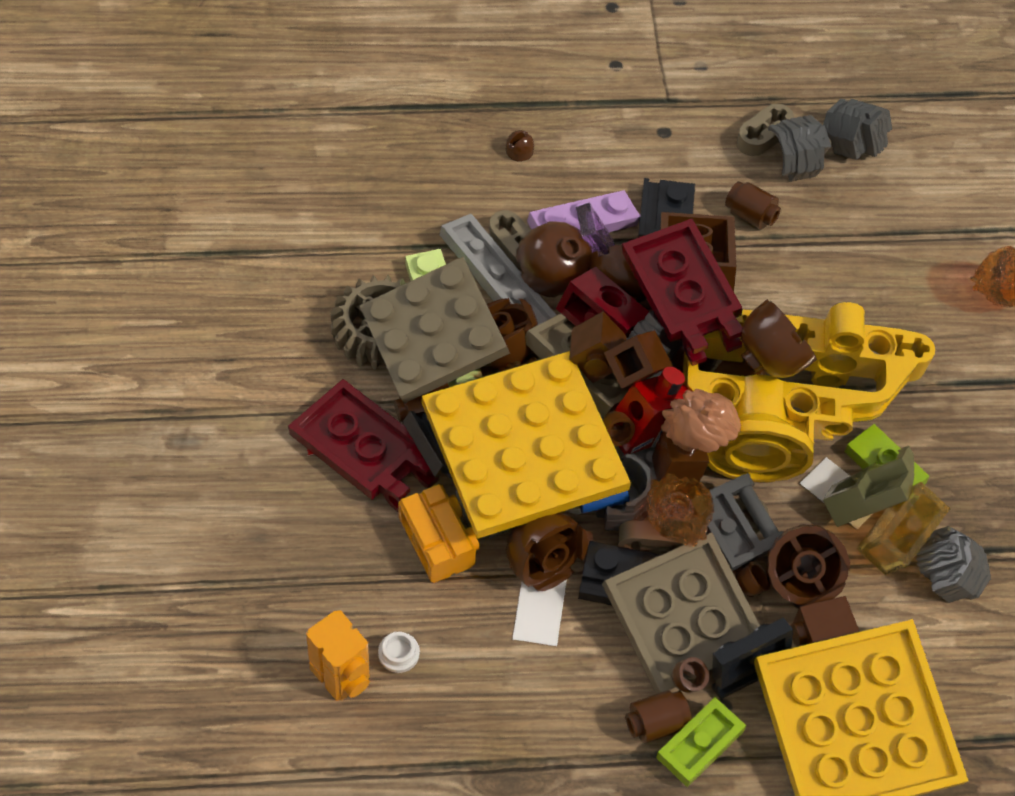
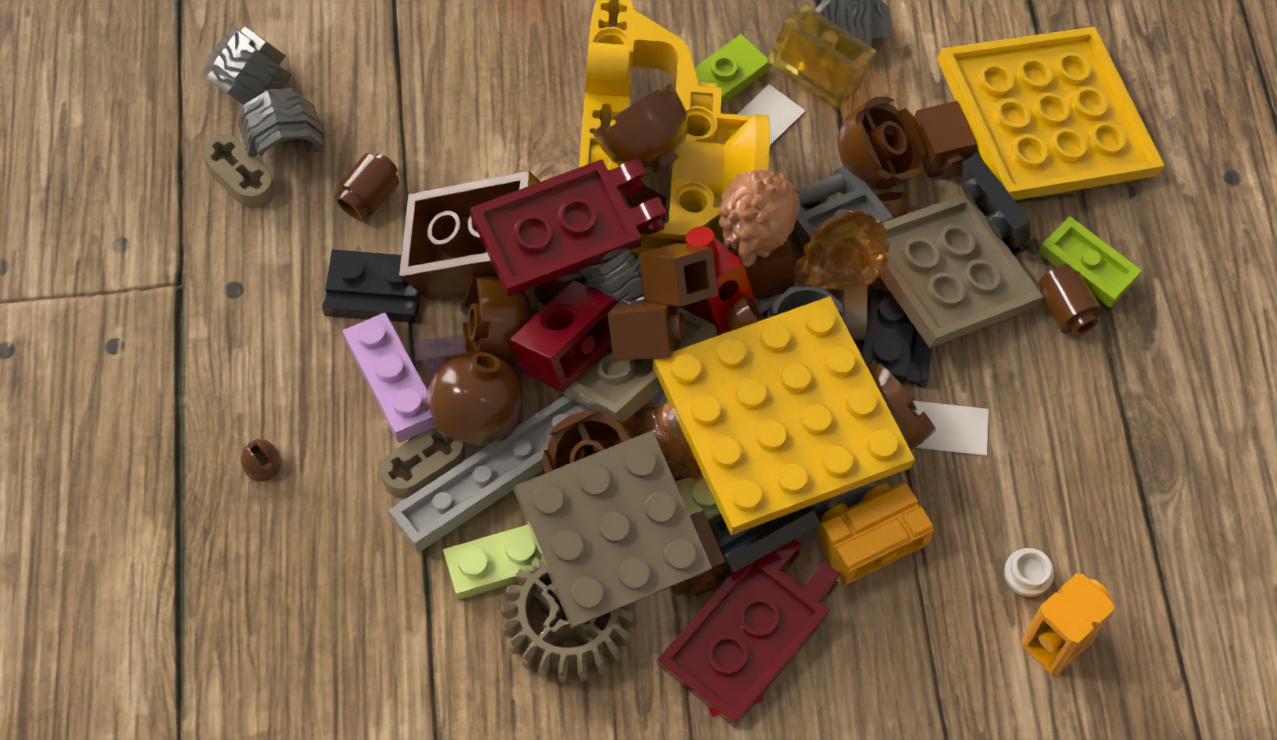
camera: 90 degrees left, 5 degrees up
(694, 669) = (1031, 260): reddish brown hinge -> none
(872, 489) = (775, 78): olive slope -> none

